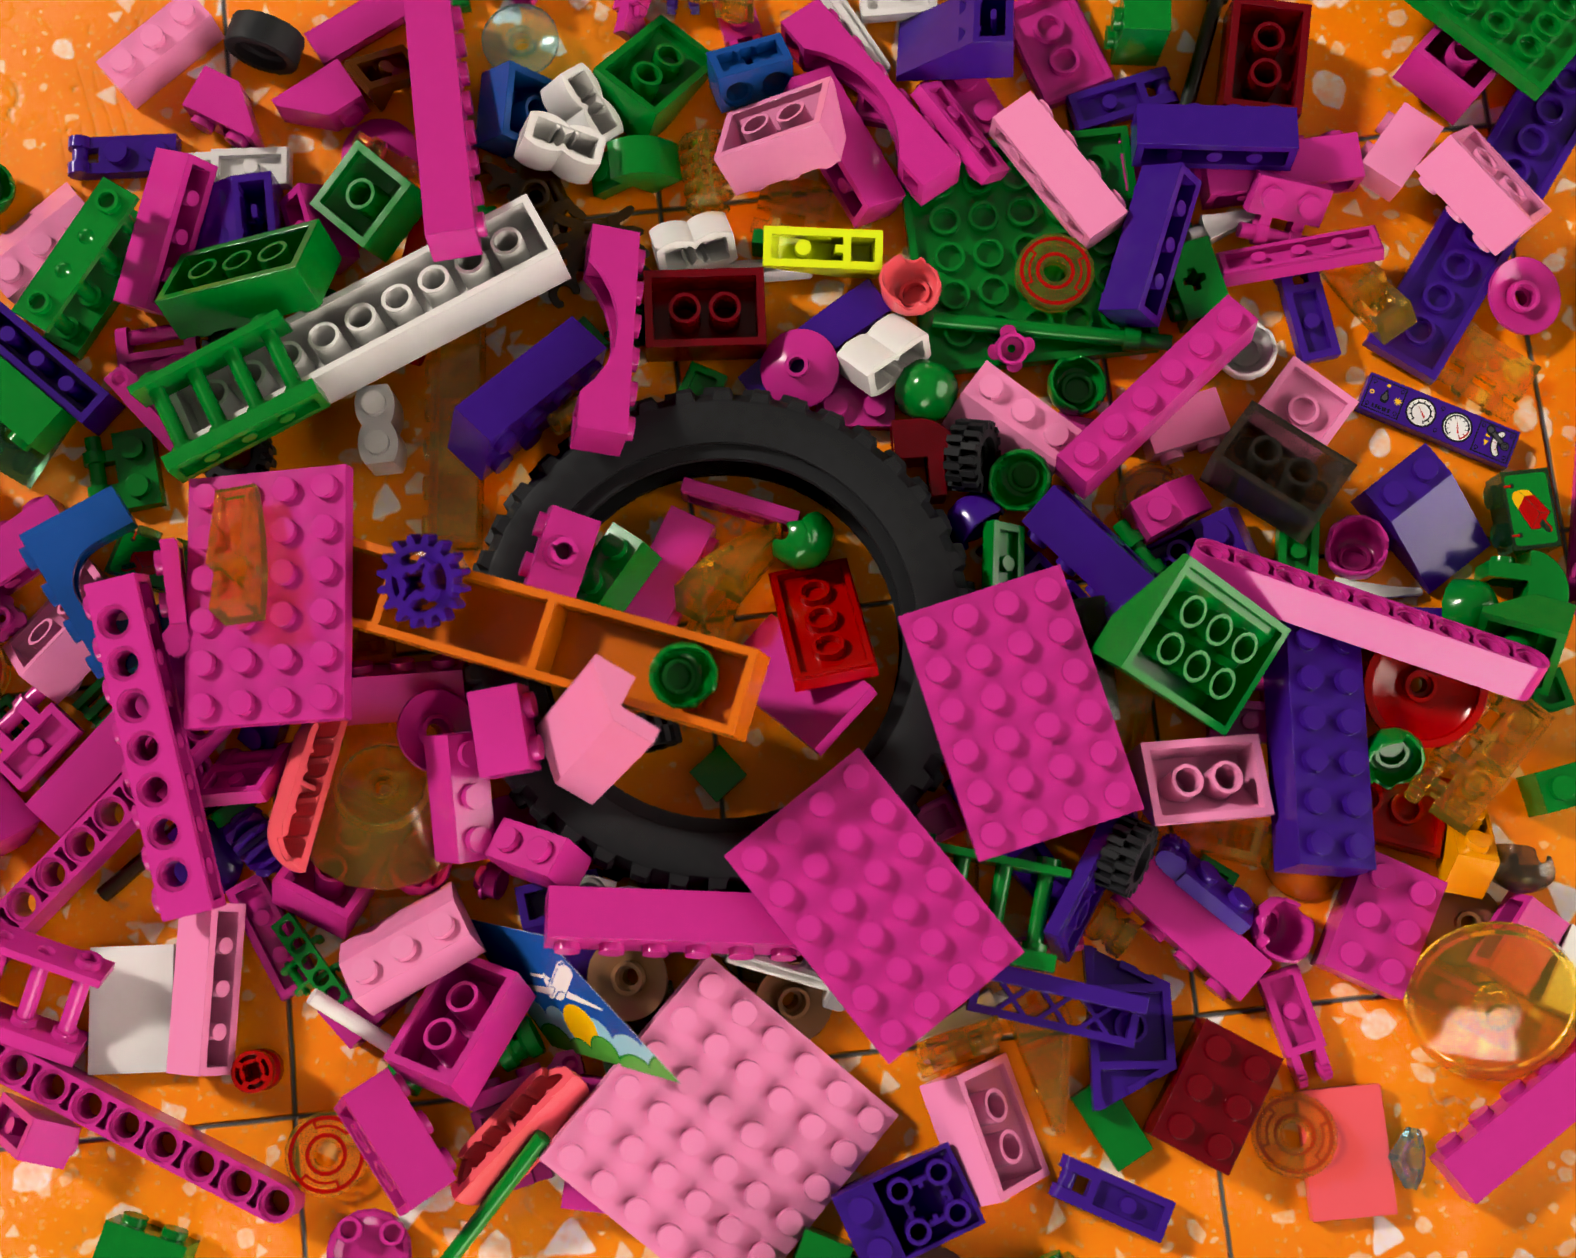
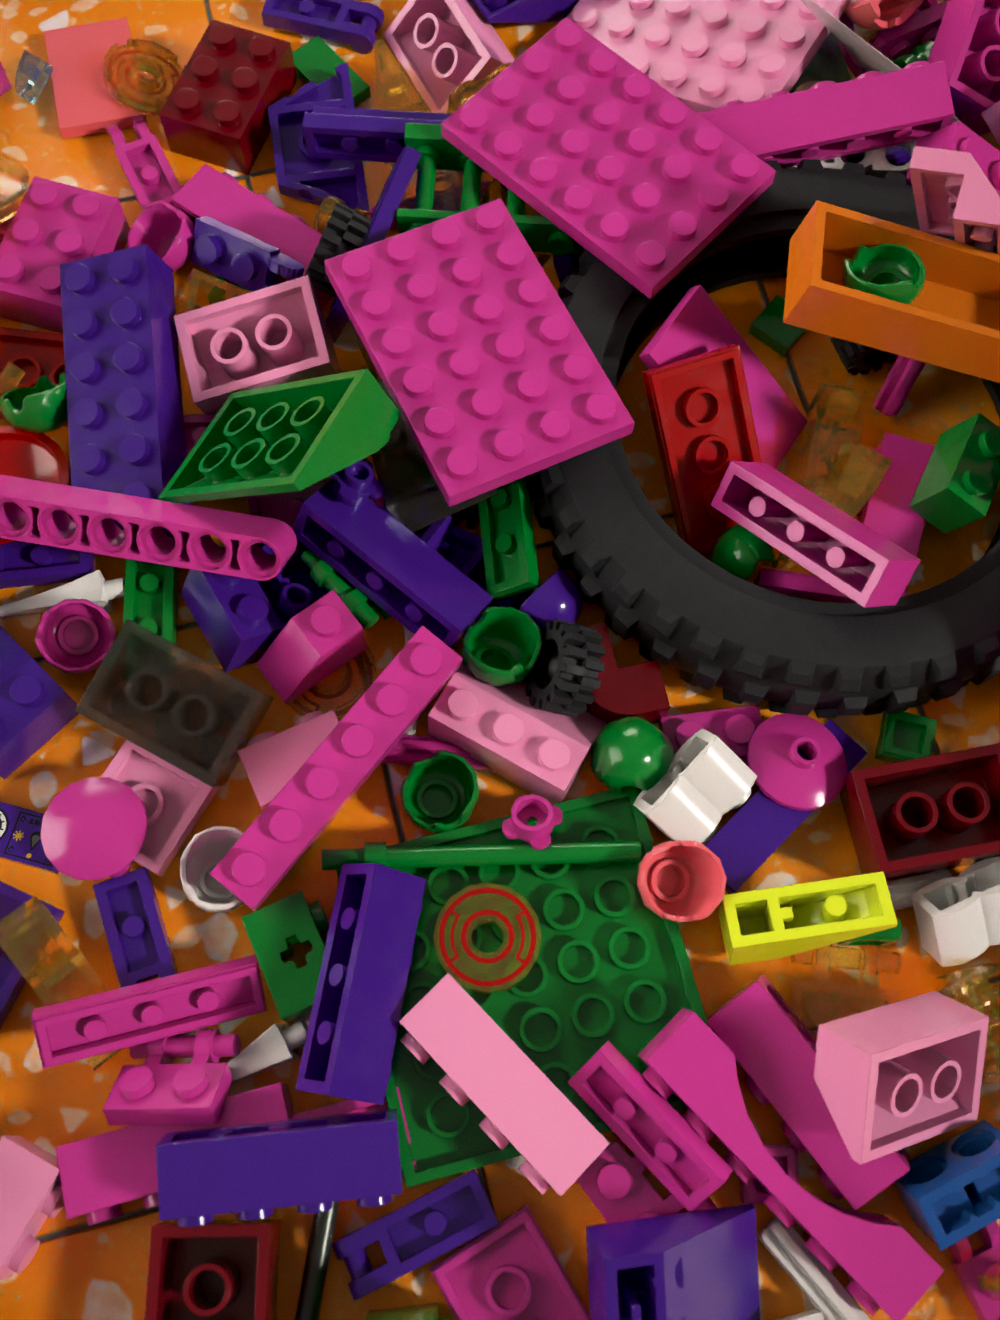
camera: 170 degrees right, 10 degrees down
(762, 518) = (815, 534): none -> dark pink brick
(1340, 389) = (94, 829): none -> dark pink dish

